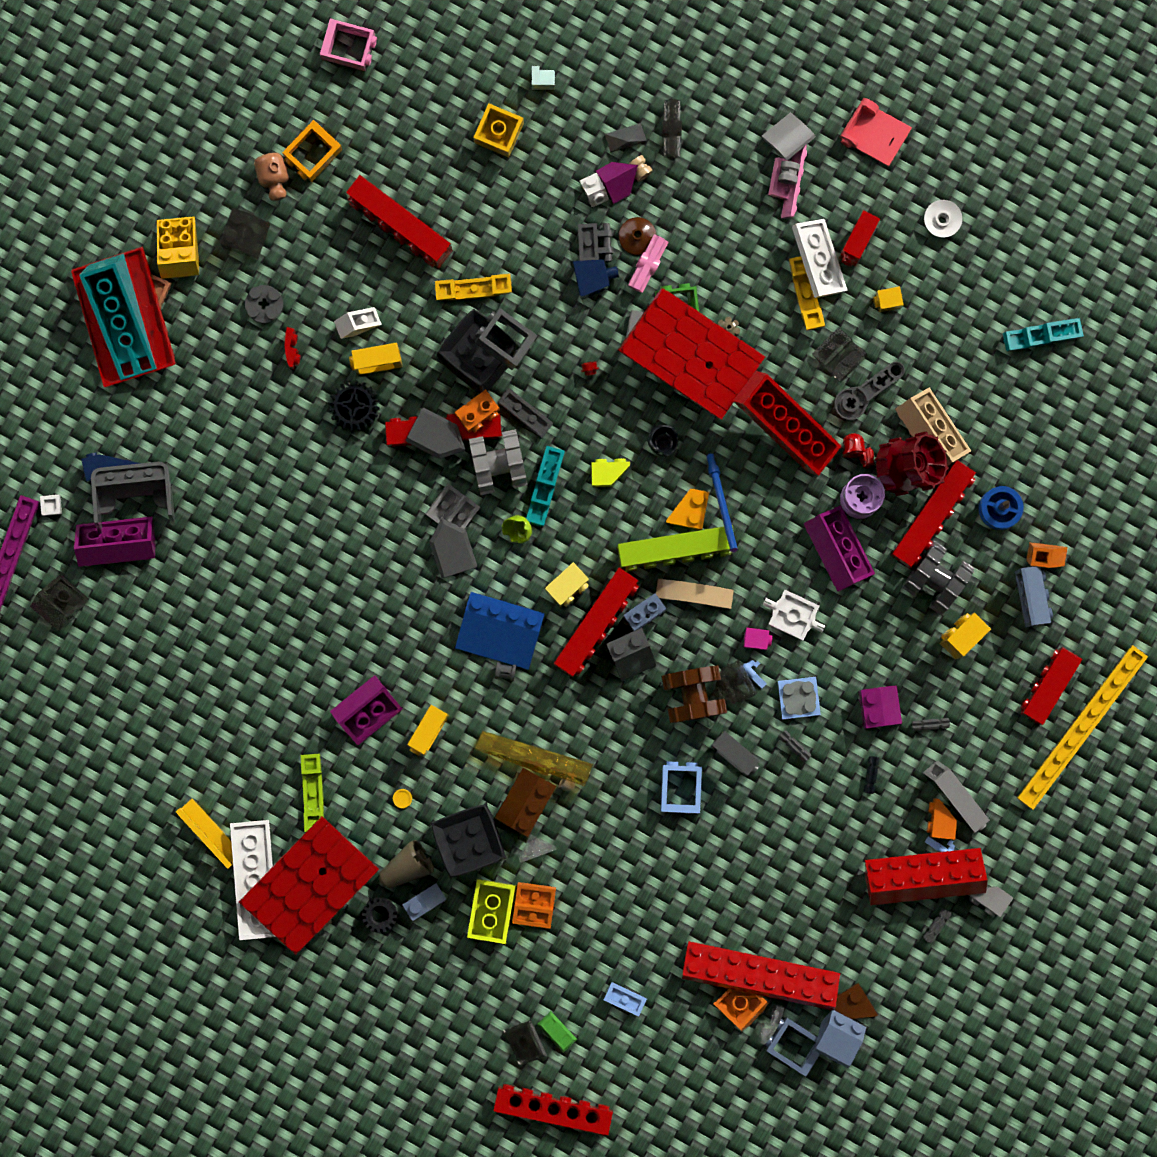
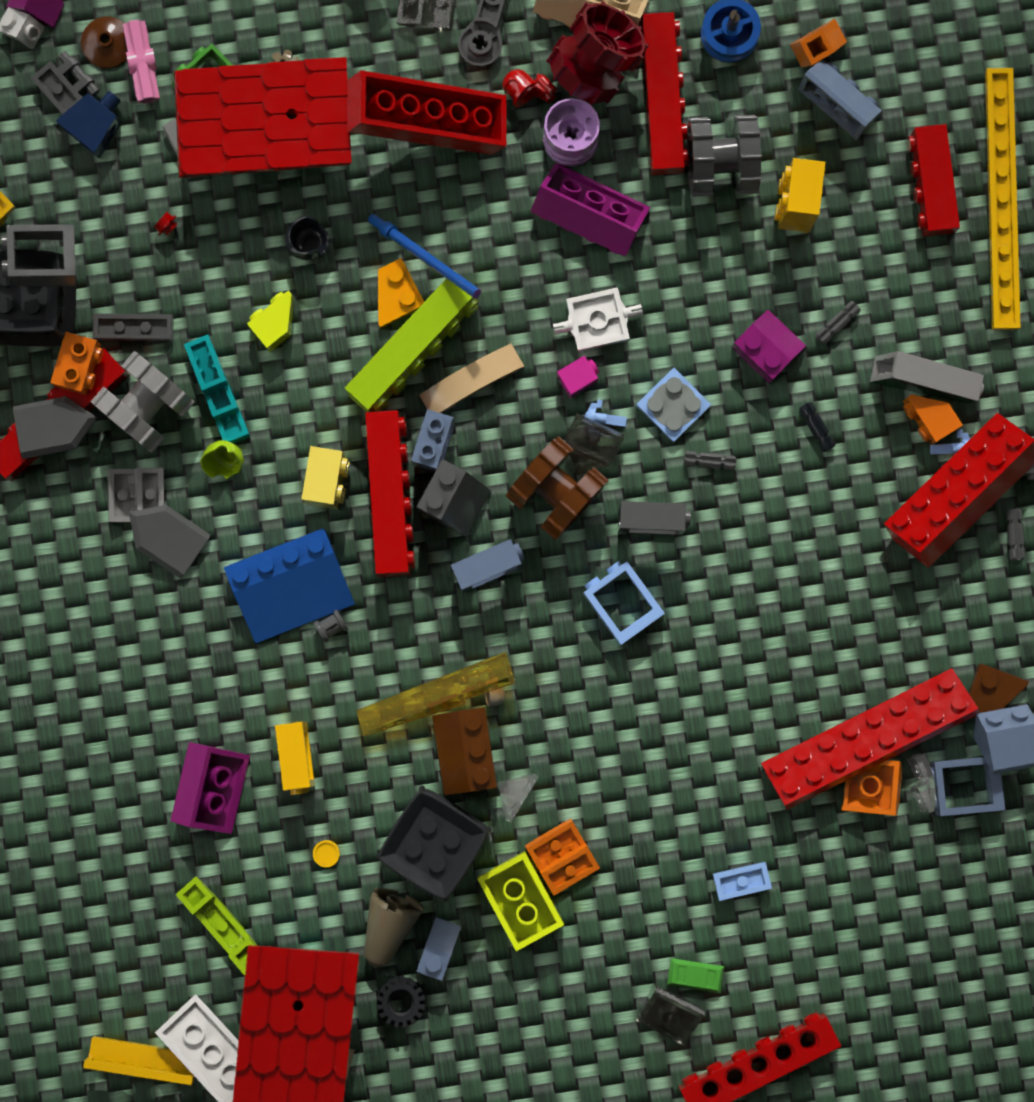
camera: 35 degrees left, 0 degrees up
(621, 707) = (488, 565): none -> sand blue window

